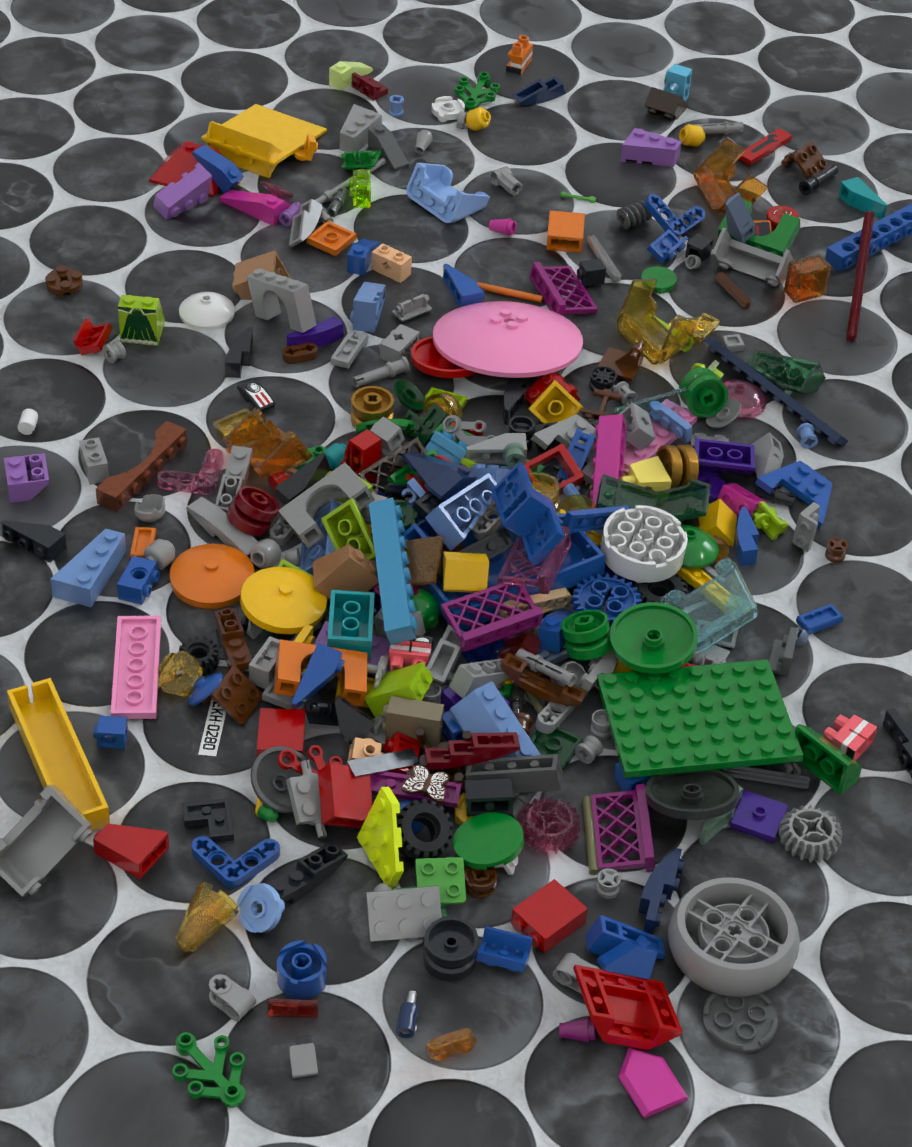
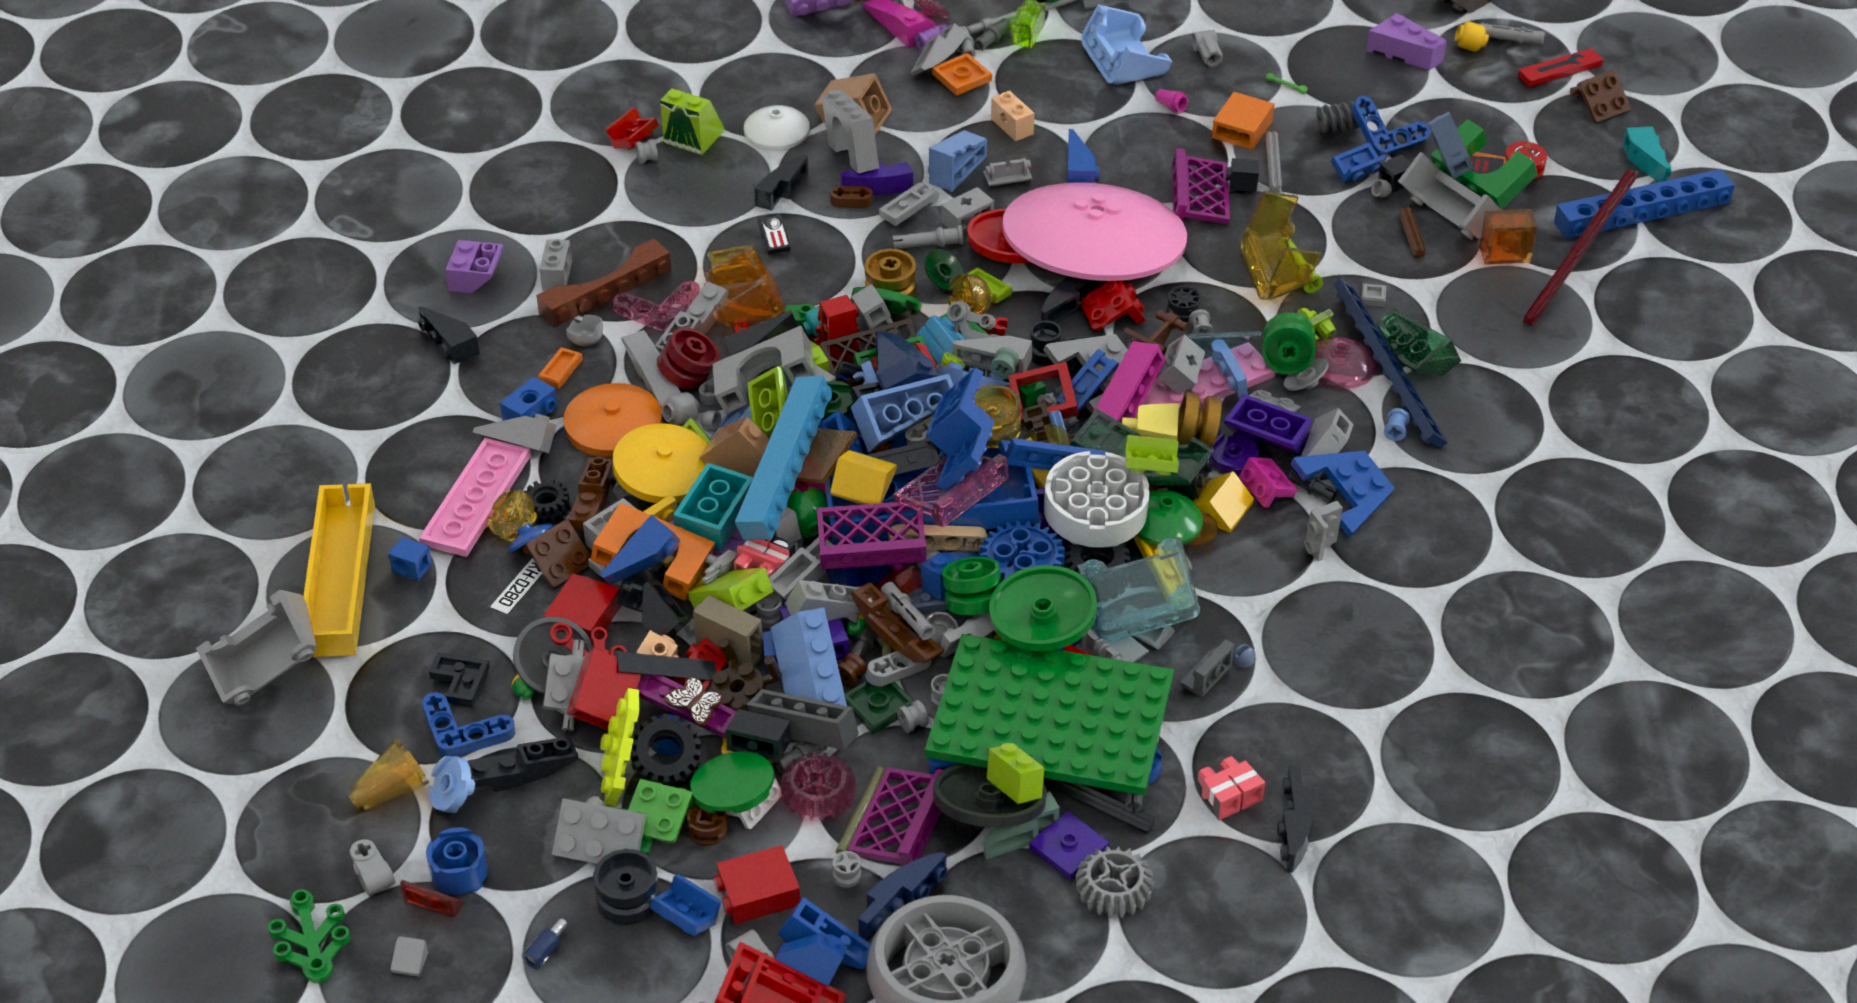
camera: 25 degrees right, 0 degrees up
(27, 421) = (512, 207): white piece -> none
(64, 280) = (639, 62): reddish brown plate -> none
(90, 569) = (487, 380): medium blue wedge -> none
(131, 847) = (361, 684): red slope -> none
(149, 603) = (524, 431): none -> light grey slope
(160, 551) = (567, 381): light grey head -> none
(360, 256) = (977, 100): blue slope -> none
(427, 424) = (937, 306): dark green plate -> none
(451, 1044) = (570, 987): clear orange plate -> none
(469, 752) = (774, 679): dark red slope -> none
(510, 292) = (1137, 179): orange bar -> none
(555, 404) = (1100, 316): yellow slope -> none
(566, 495) = (1035, 418): none -> dark brown plate
(624, 363) = (1221, 289): reddish brown plate -> none
(665, 278) = (1326, 200): green tile -> none
(674, 498) = (1151, 454): none -> lime bracket
(703, 328) = (1343, 267): clear yellow plate -> none
(709, 770) = (1015, 773): none -> lime brick
(718, 169) = (1475, 92): clear orange windscreen -> none
(746, 539) = (1243, 526): blue slope -> none
(767, 520) = (1286, 513): lime hips -> none
(814, 181) = (1597, 121): black pin -> none
(819, 619) = (1279, 642): blue plate -> none
(827, 760) = (1182, 801): green slope -> none
(836, 549) = (1350, 566): reddish brown wheel -> none

